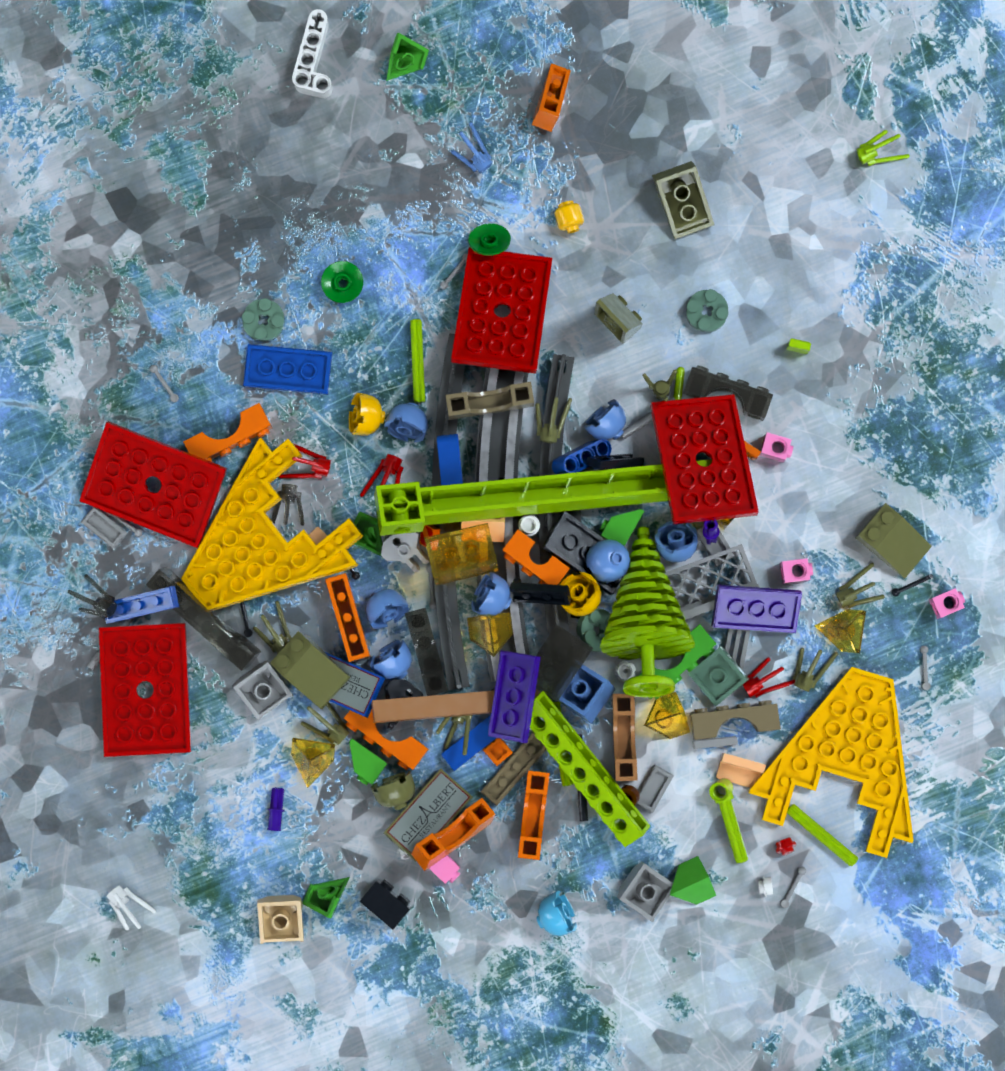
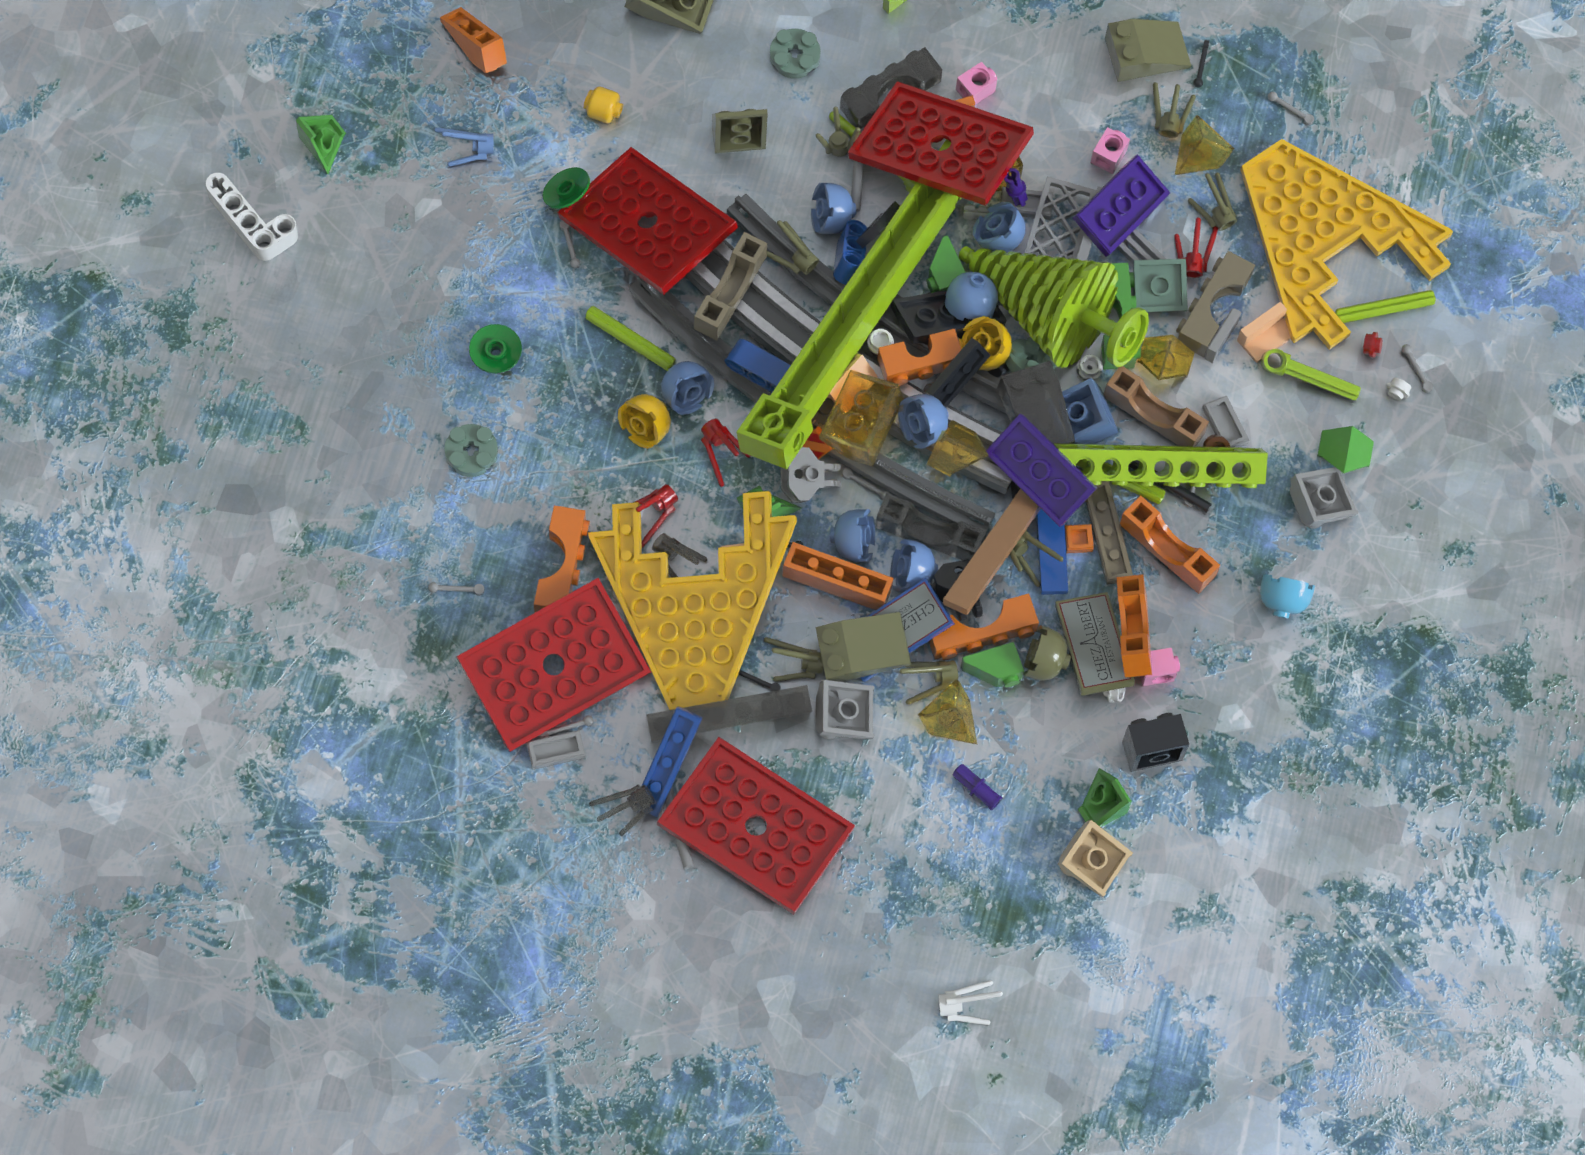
camera: 60 degrees left, 15 degrees down
(287, 369) = (539, 463): blue tile -> none
(938, 603) = (1242, 53): bright pink brick -> none

